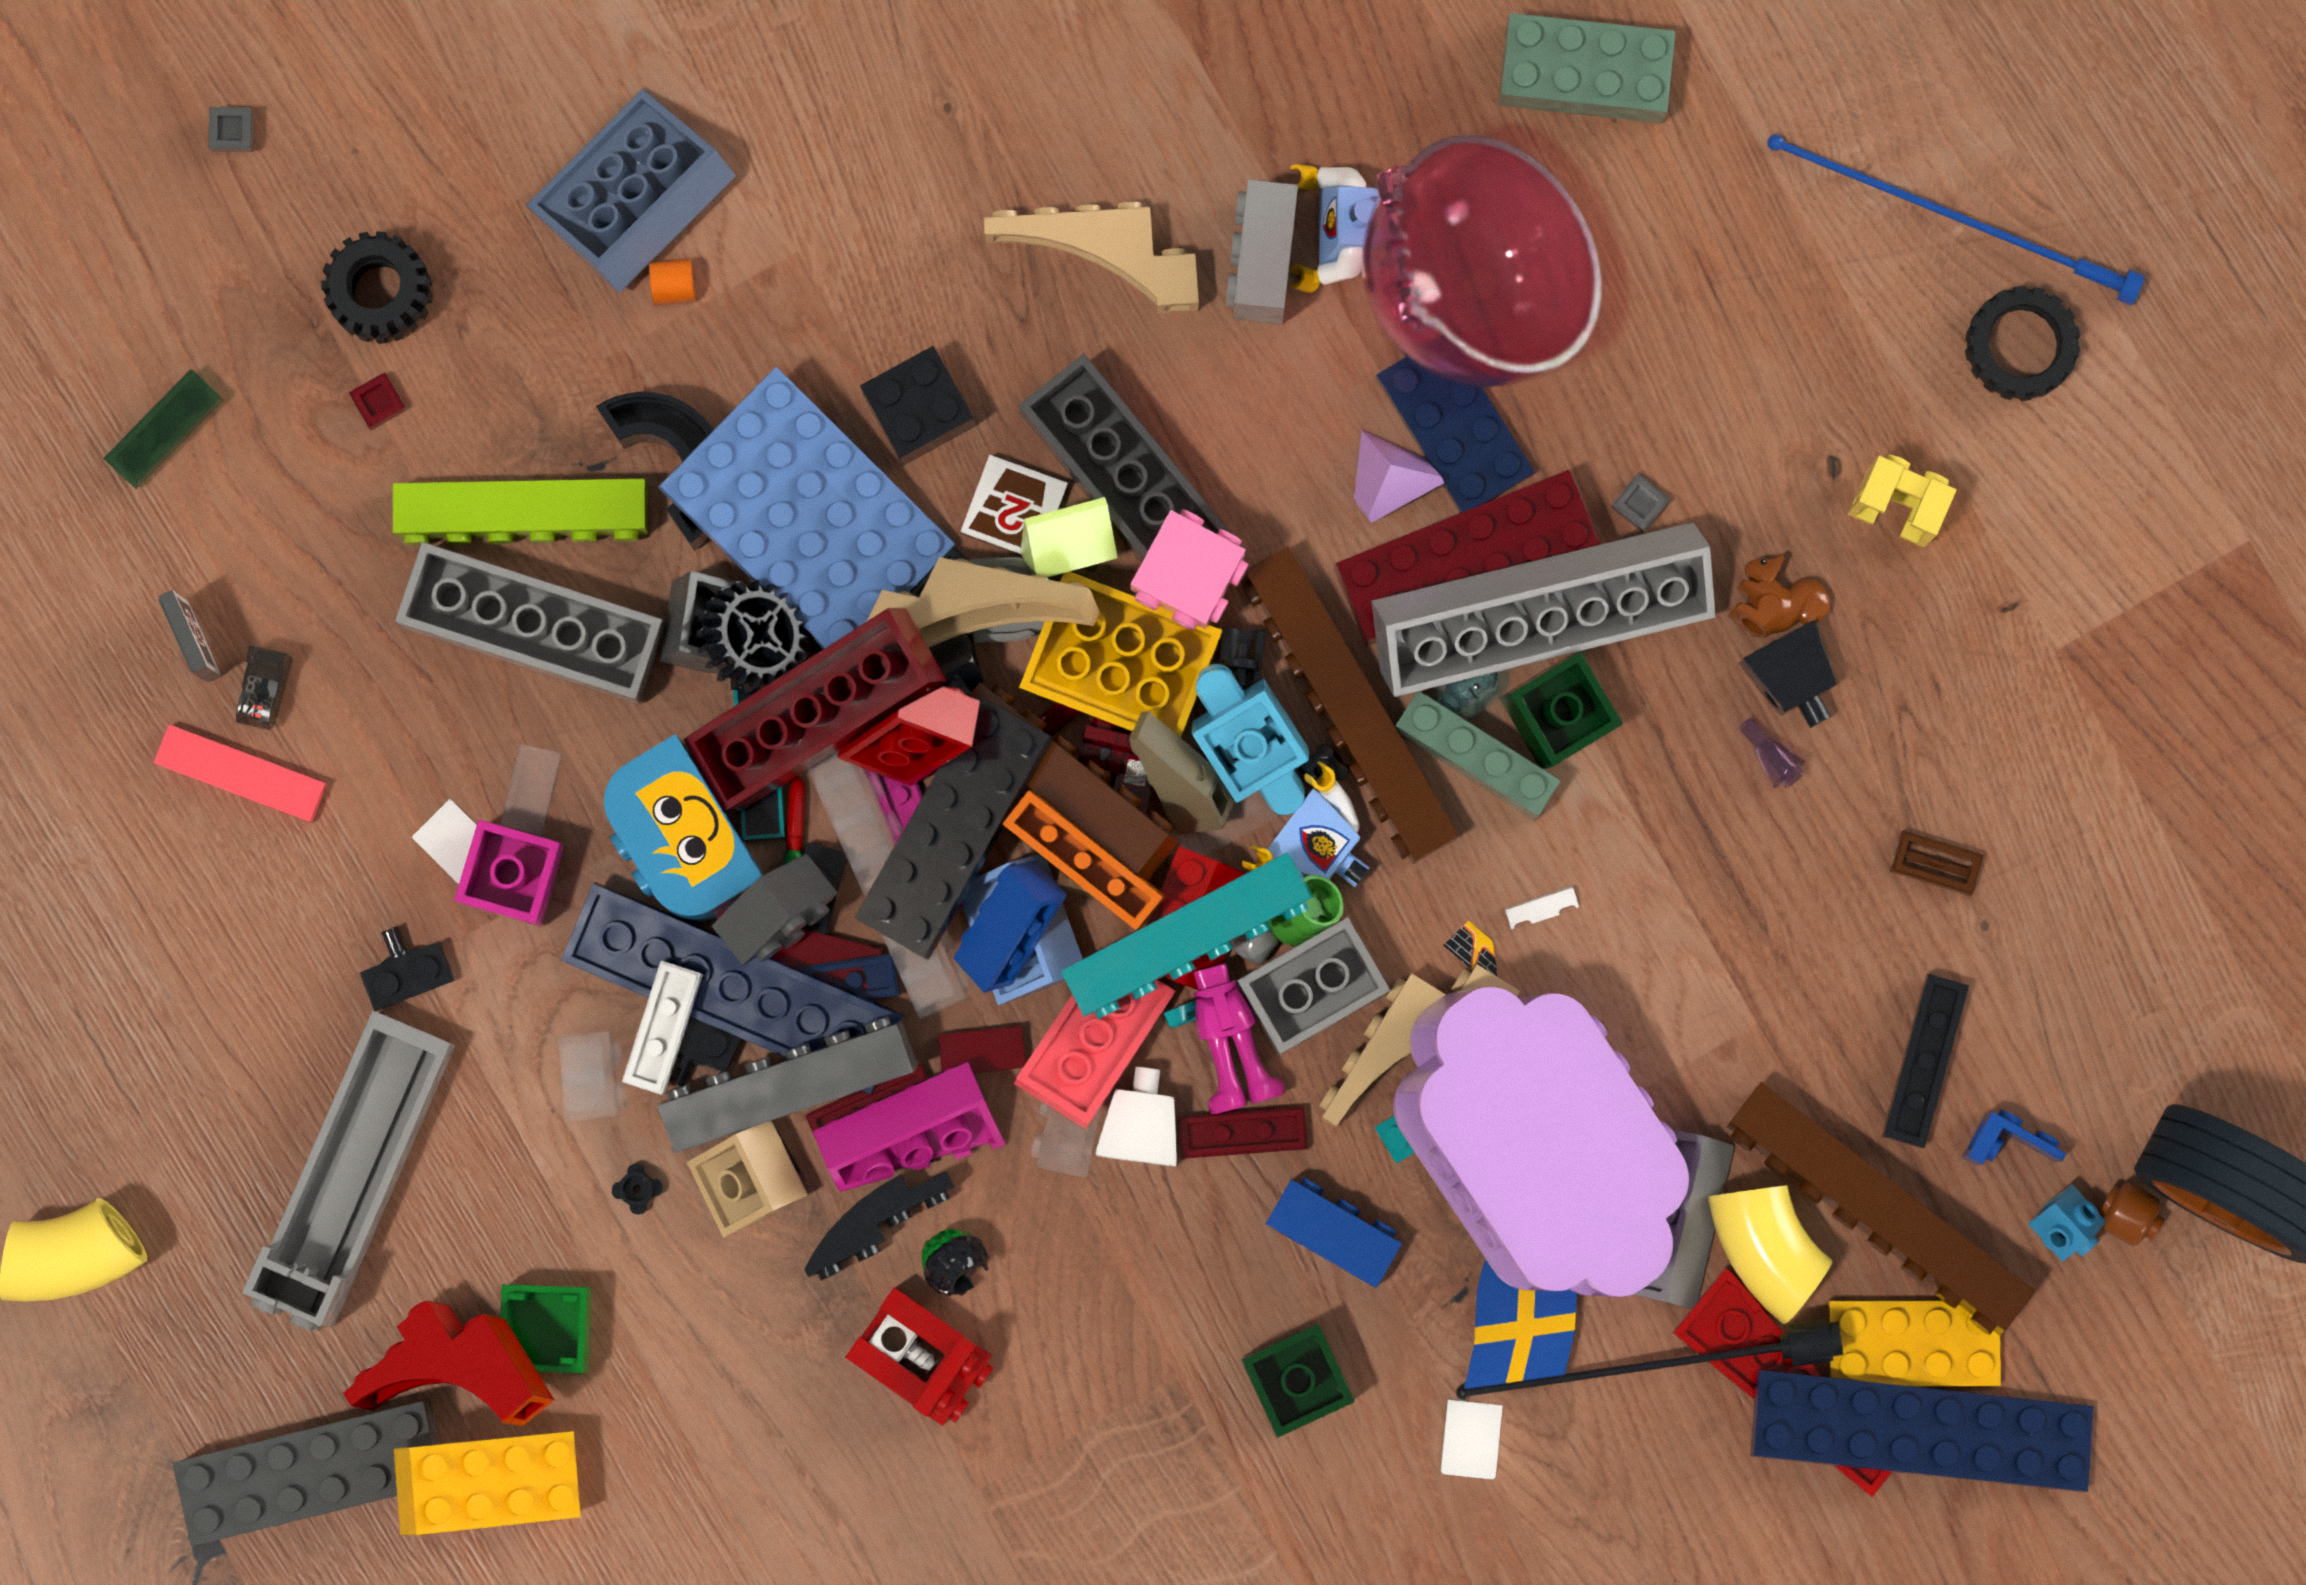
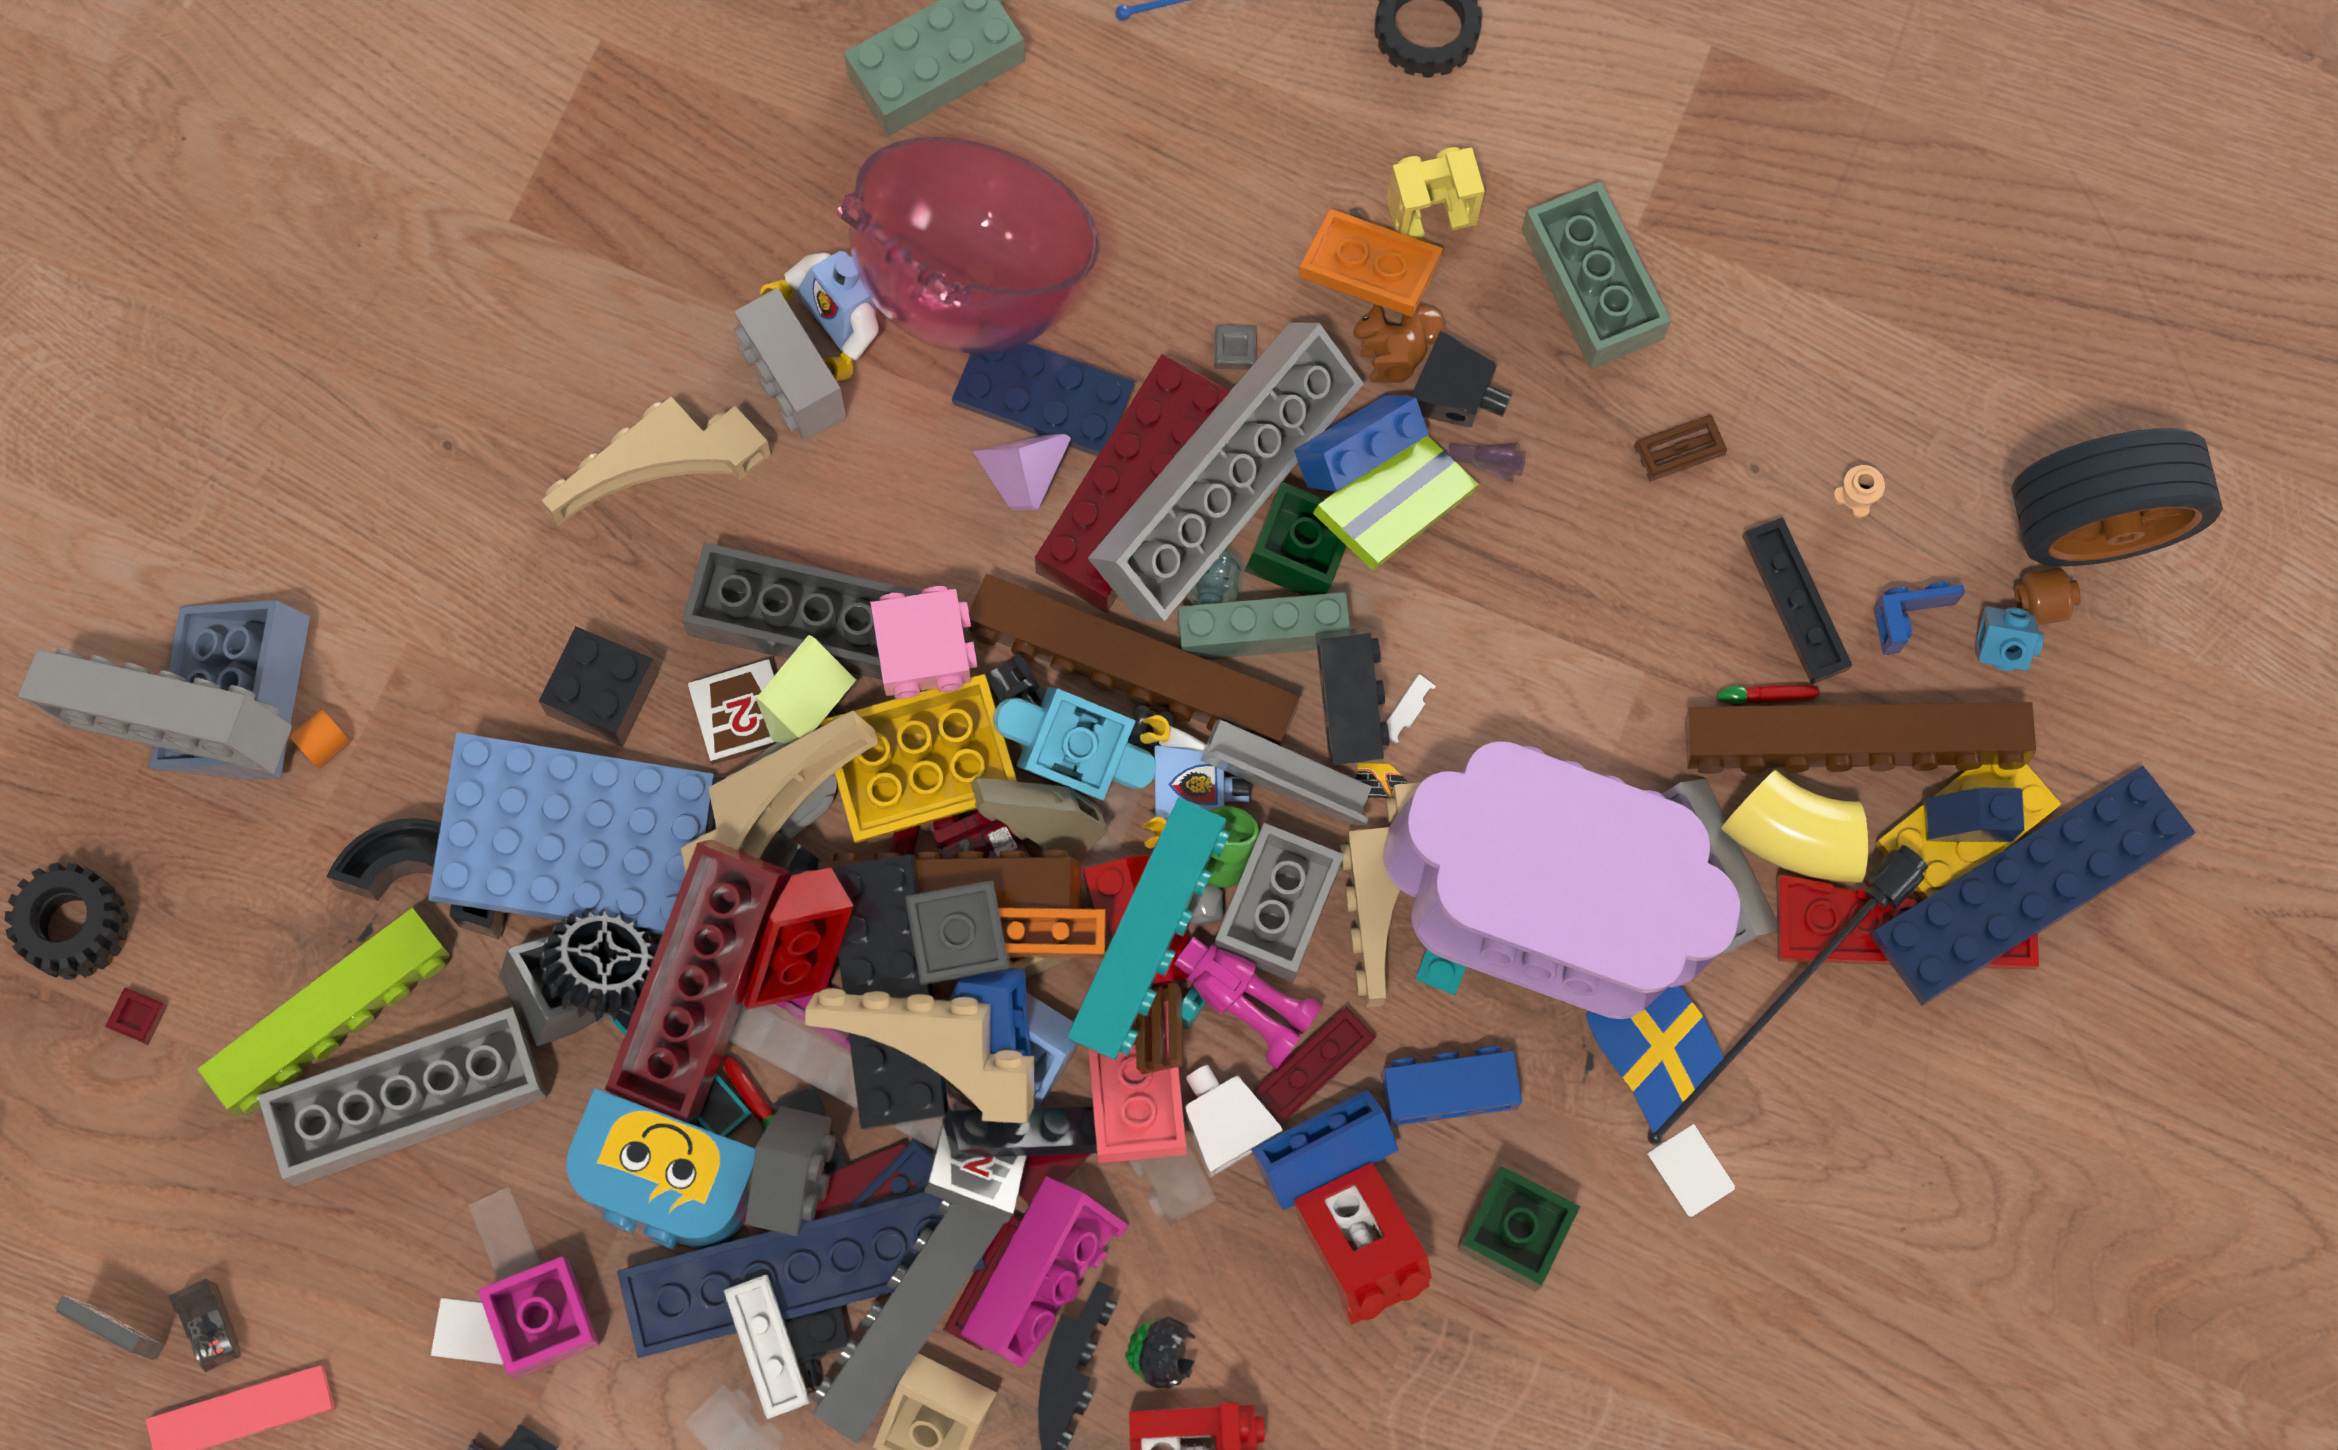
camera: 40 degrees left, 10 degrees down
(561, 172) = (156, 709): none -> light grey brick
(915, 1018) = (975, 1183): none -> tile
(964, 900) = (944, 1036): none -> tan arch
(973, 1013) = (1045, 1133): none -> black plate
(1035, 828) = (957, 932): none -> dark grey tile
(1127, 1008) = (1143, 1041): none -> reddish brown tile
(1163, 1329) = (1379, 1270): none -> red brick
(1197, 1205) = (1325, 1148): none -> blue brick
(1400, 889) = (1286, 773): none -> light grey panel
(1499, 867) = (1351, 695): none -> black brick
(1664, 733) = (1396, 501): none -> tile
(1672, 666) = (1361, 442): none -> blue brick
(1805, 517) = (1370, 262): none -> orange plate
(1841, 1118) = (1762, 694): none -> red piece
(1916, 1342) = (1975, 815): none -> dark blue slope
(1981, 668) = (1595, 275): none -> sand green brick
(2041, 1008) = (1854, 496): none -> light nougat brick

